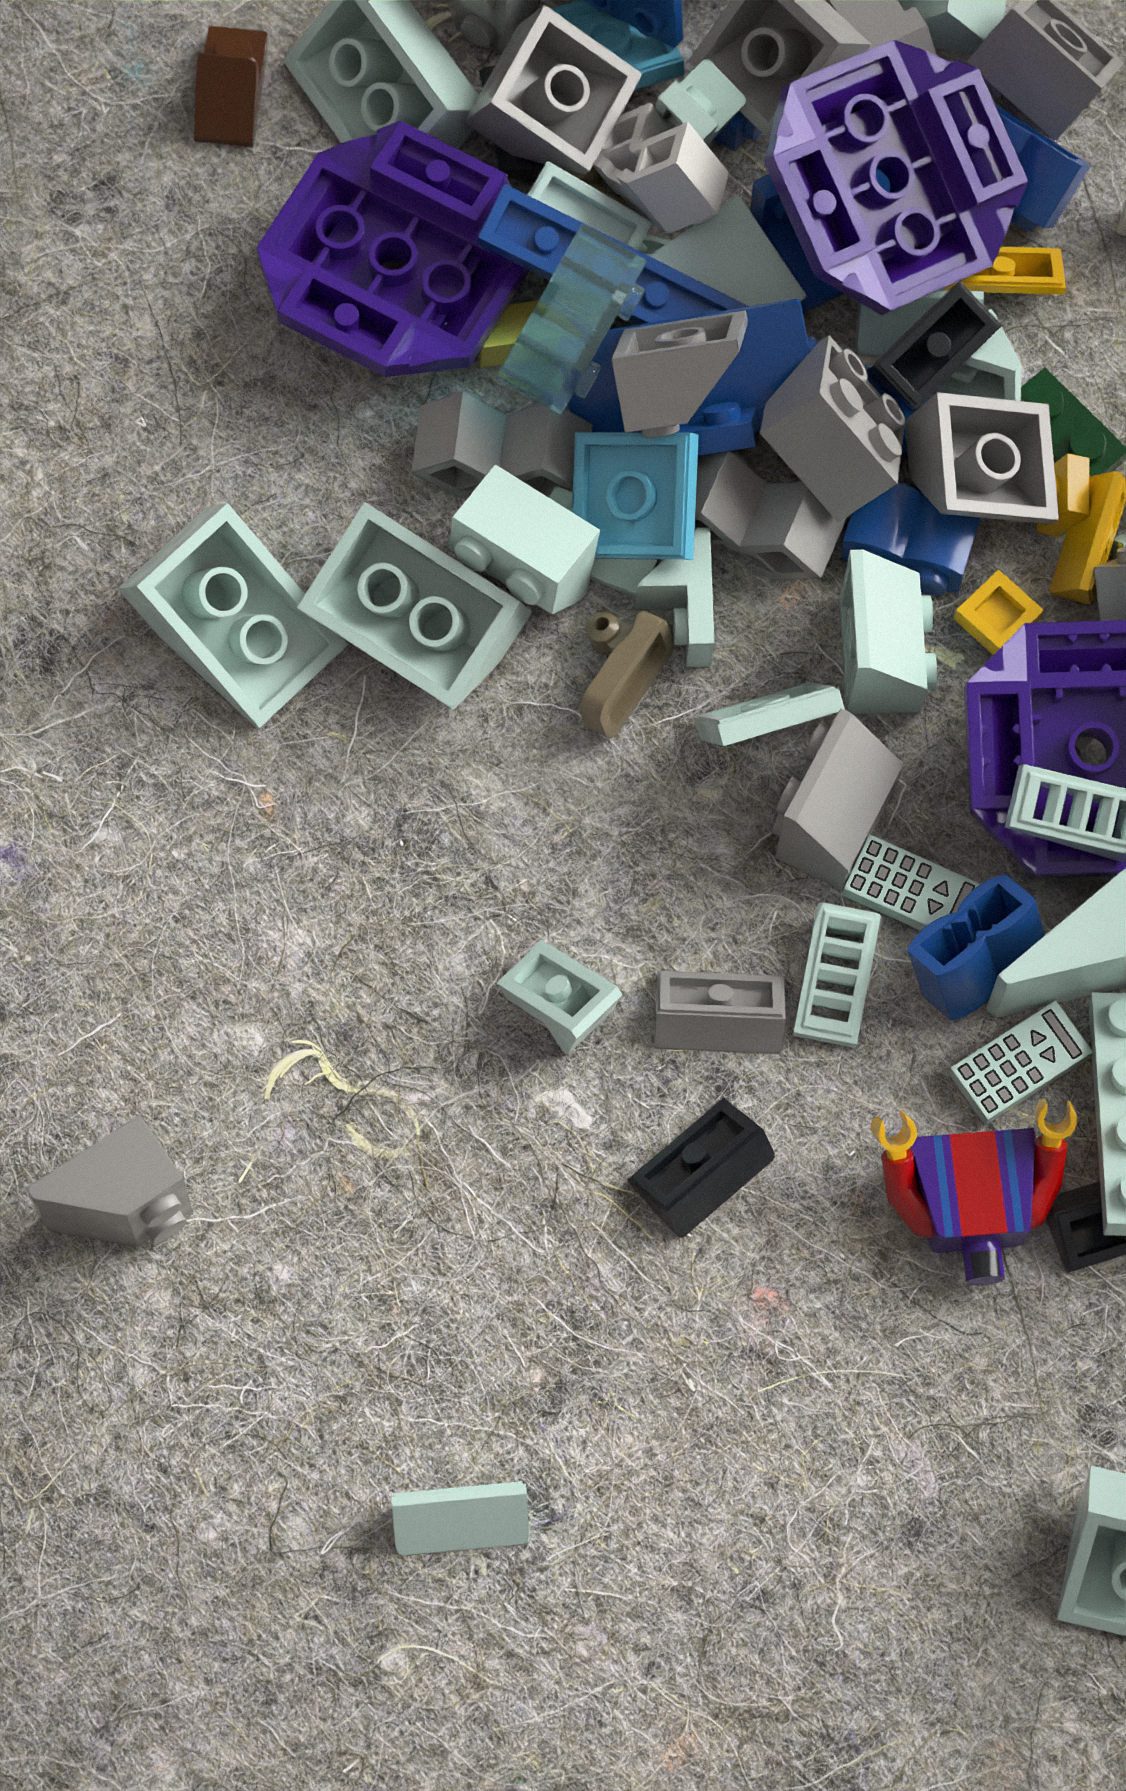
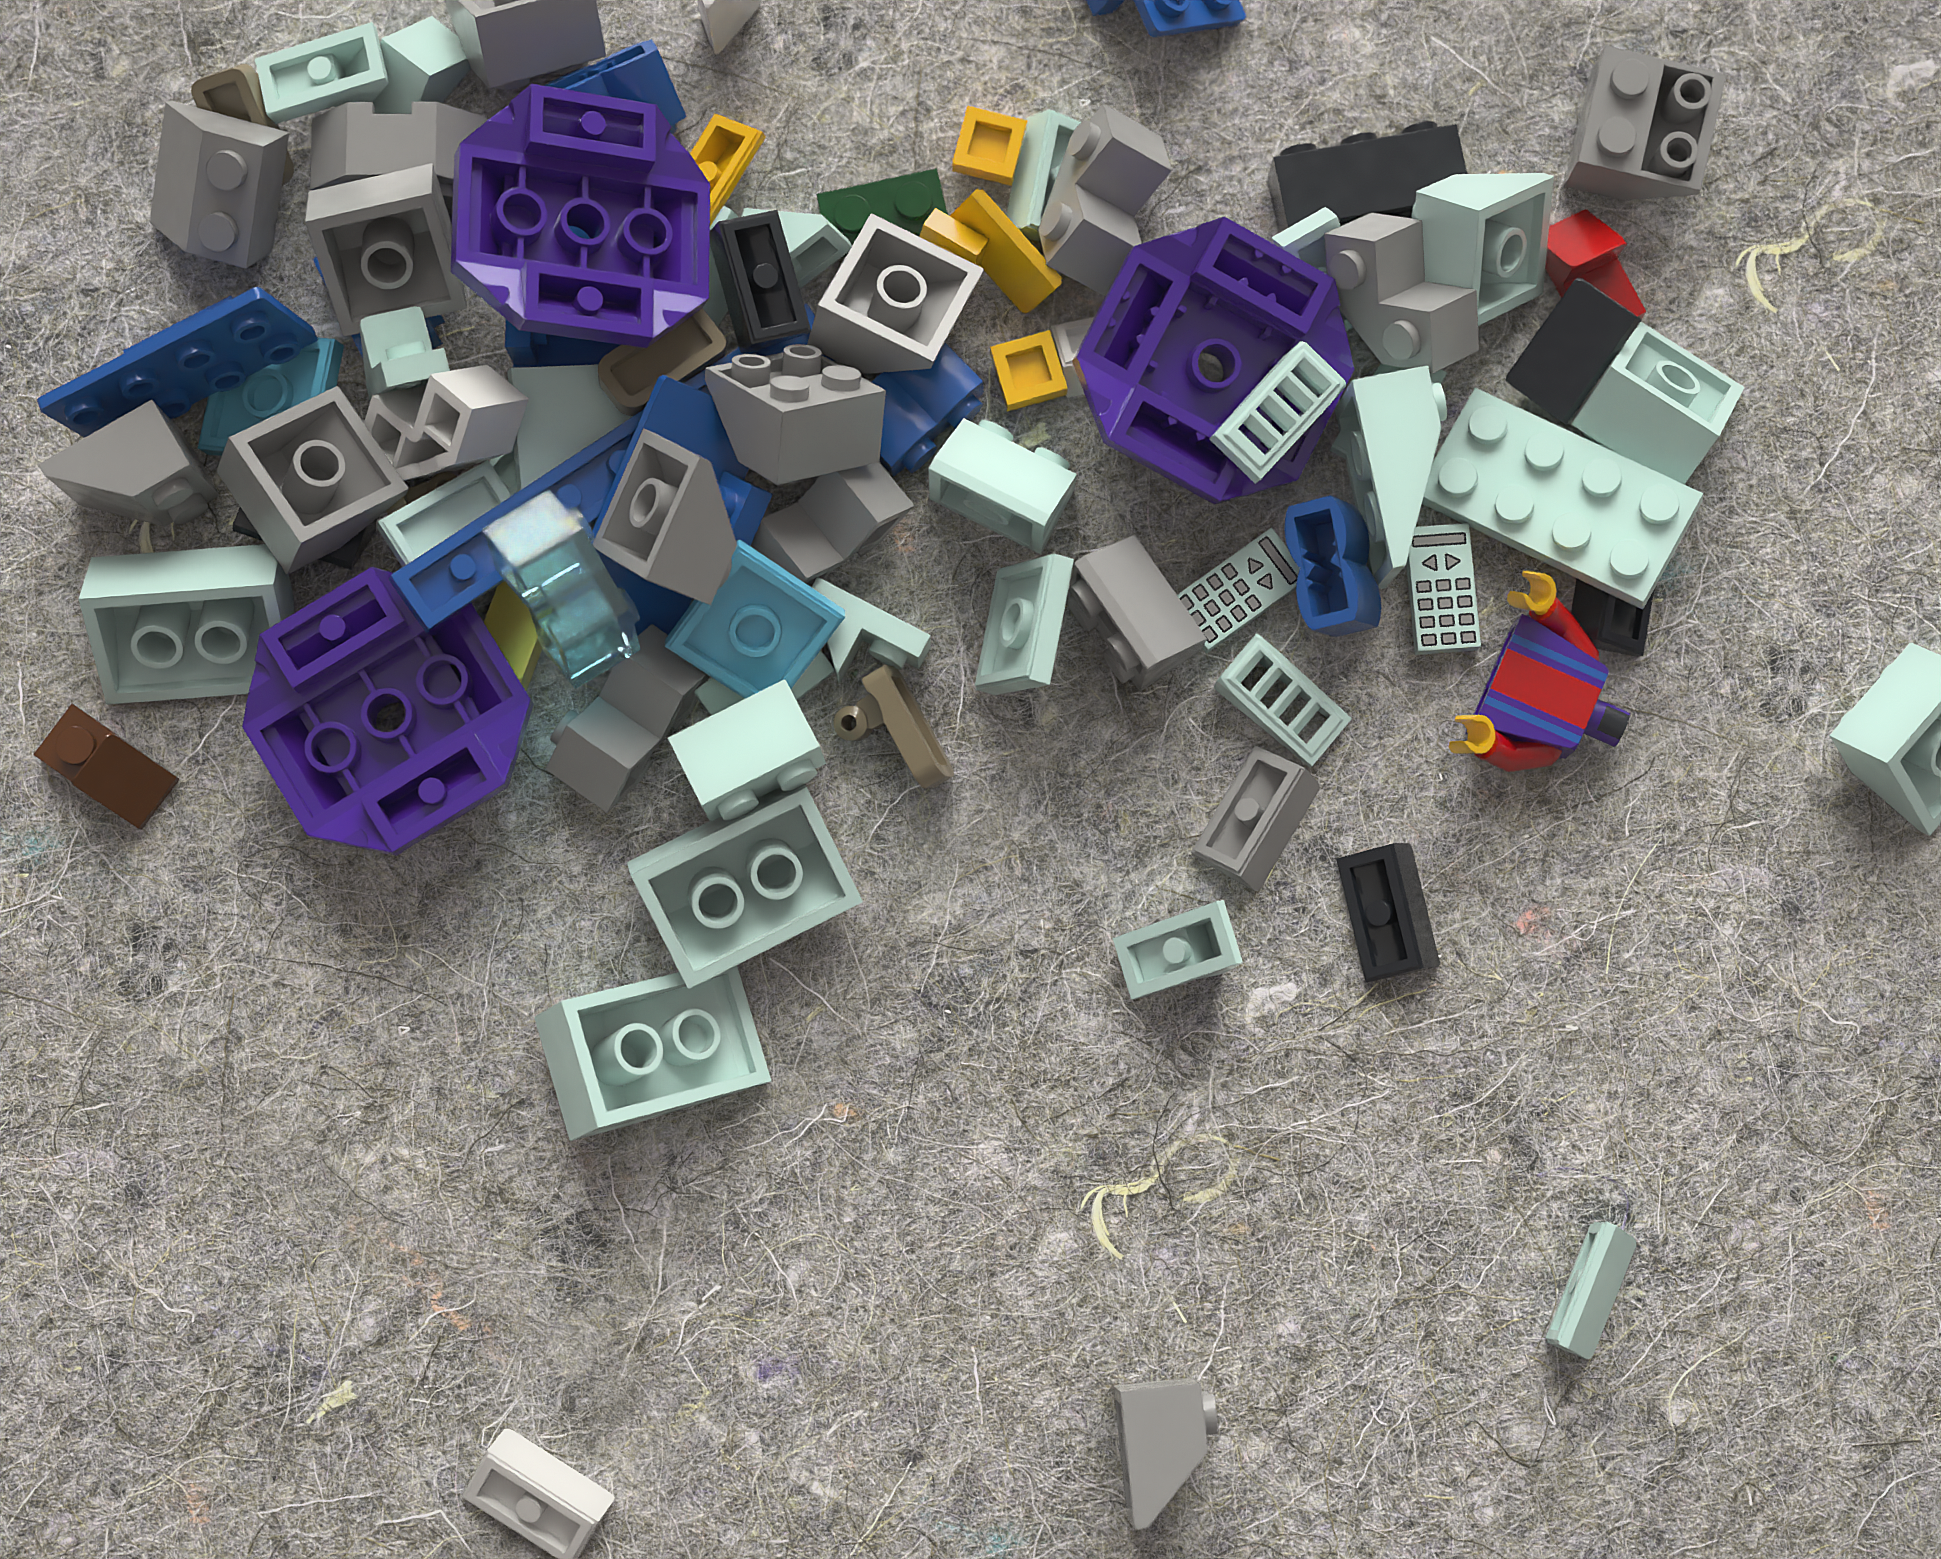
camera: 60 degrees left, 10 degrees up
(823, 307) = (631, 371): none -> dark tan piece

